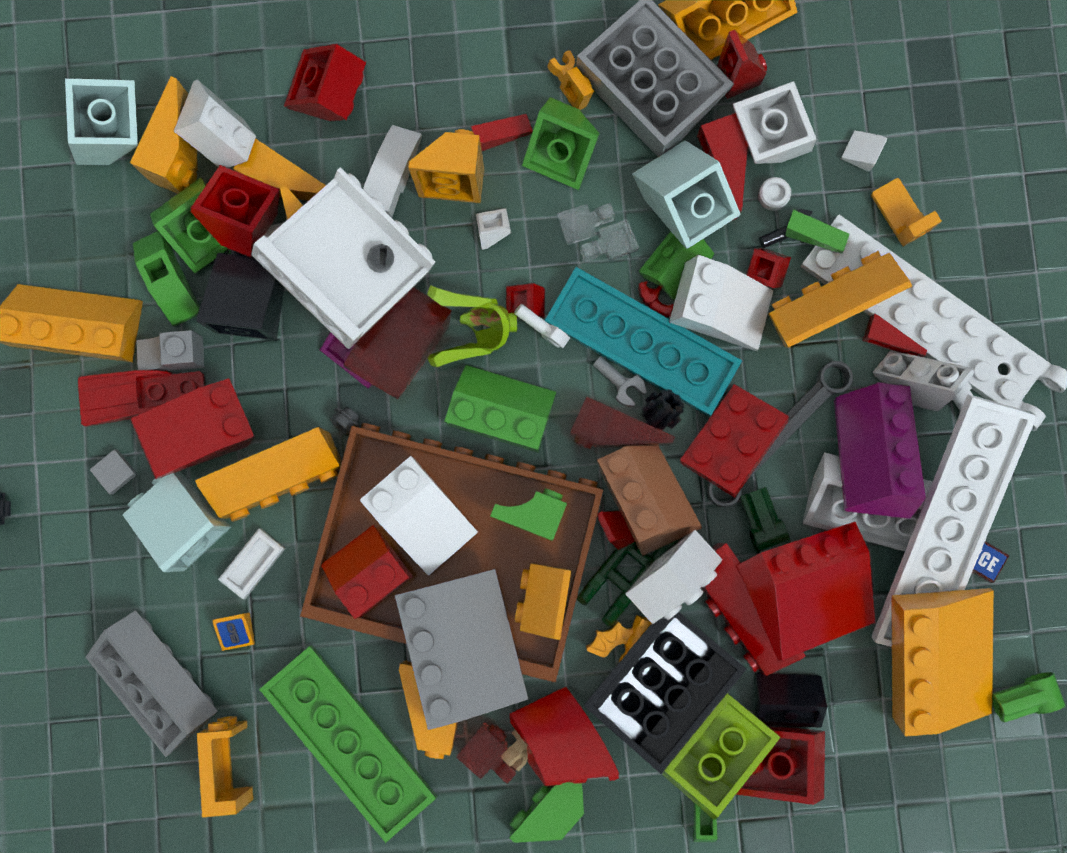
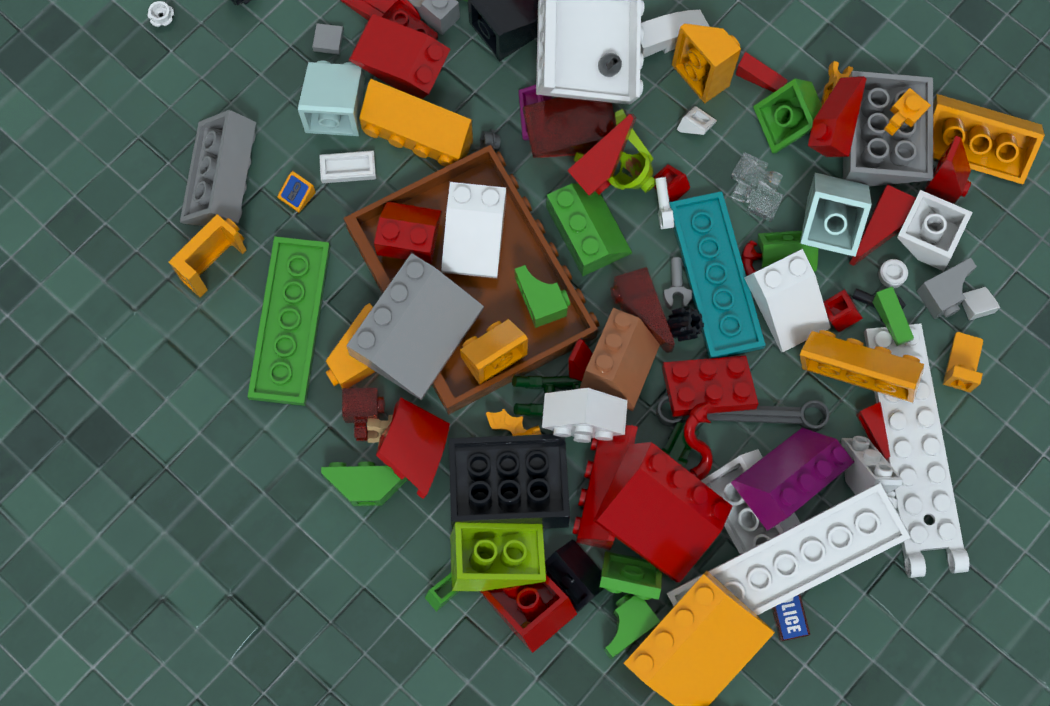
camera: 40 degrees right, 10 degrees down
(460, 354) = (601, 161): none -> red slope
(608, 108) = (837, 118): none -> red slope
(659, 45) = (907, 110): none -> light orange plate
(756, 479) = (699, 415): none -> red animal
(831, 167) = (944, 292): none -> light grey arch
(839, 663) = (630, 576): none -> bright green plate
(875, 693) = (633, 621): none -> bright green arch

